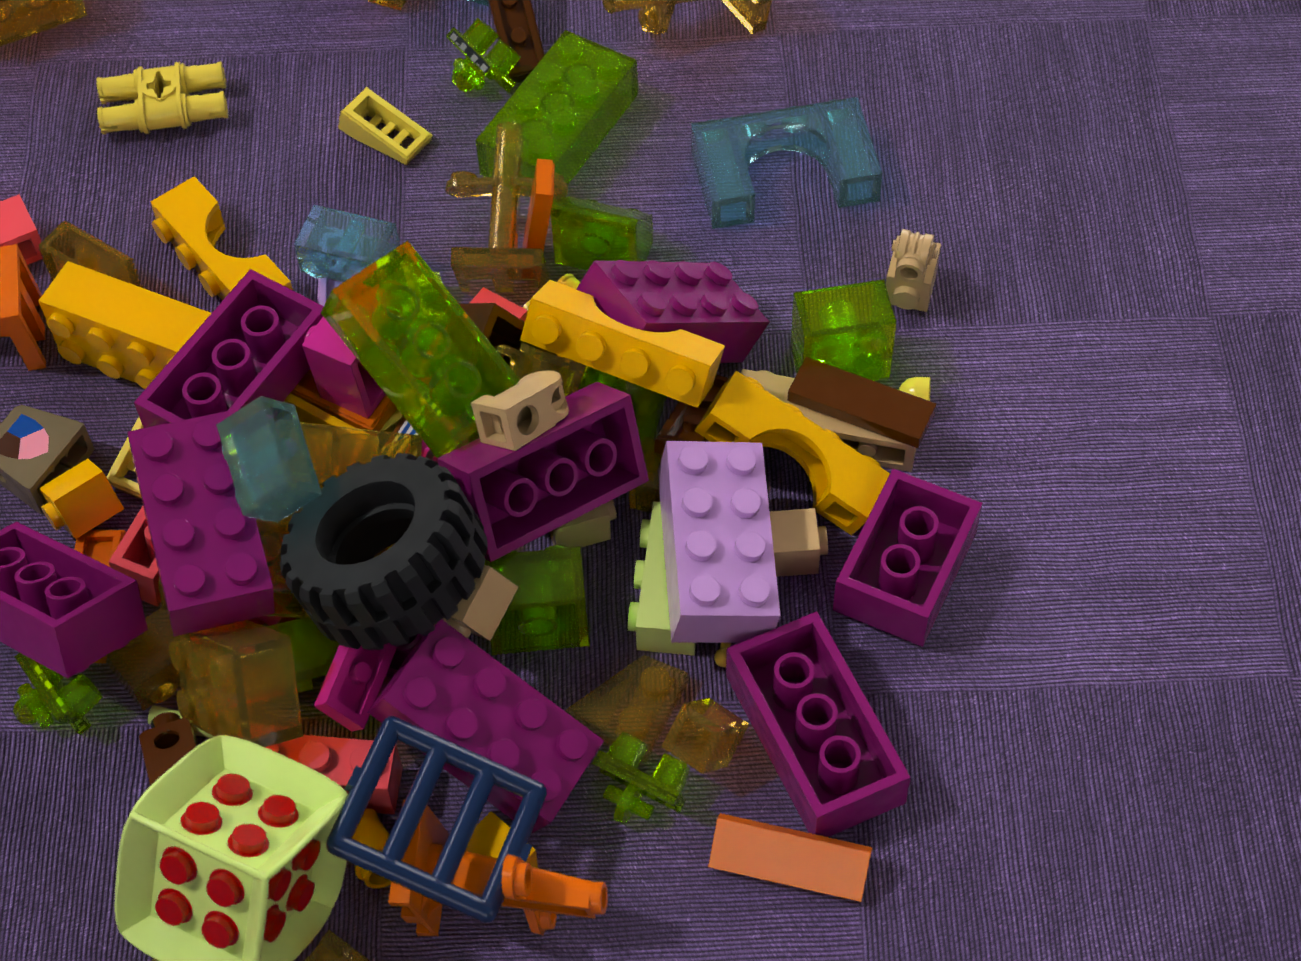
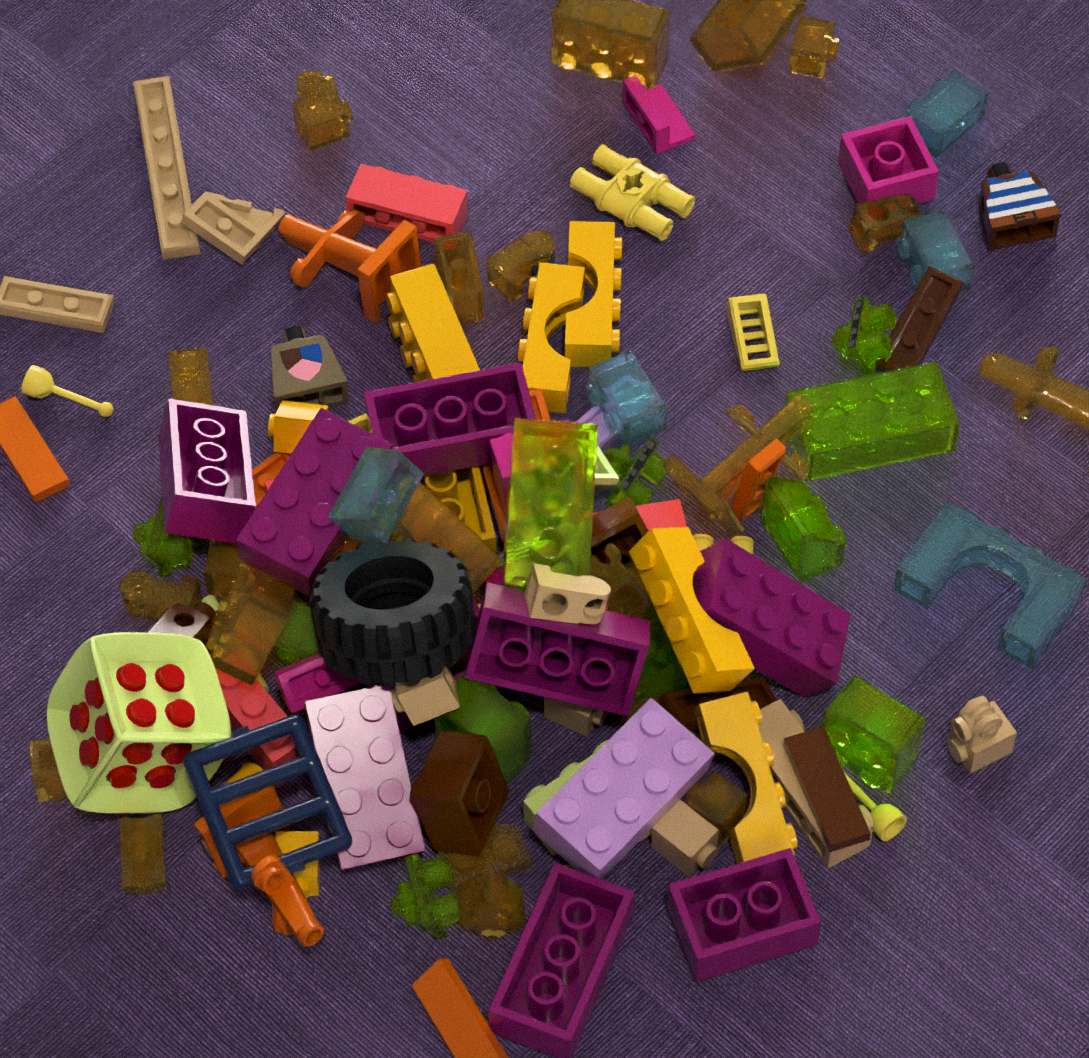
camera: 45 degrees right, 0 degrees up
(105, 753) = (151, 597): none -> clear yellow leg
(111, 30) = (656, 115): none -> dark pink panel
(127, 218) = (518, 262): none -> clear yellow leg
(251, 221) = (589, 328): none -> yellow arch
(581, 665) = (459, 792): none -> reddish brown brick
(790, 486) = (718, 803): none -> clear yellow brick

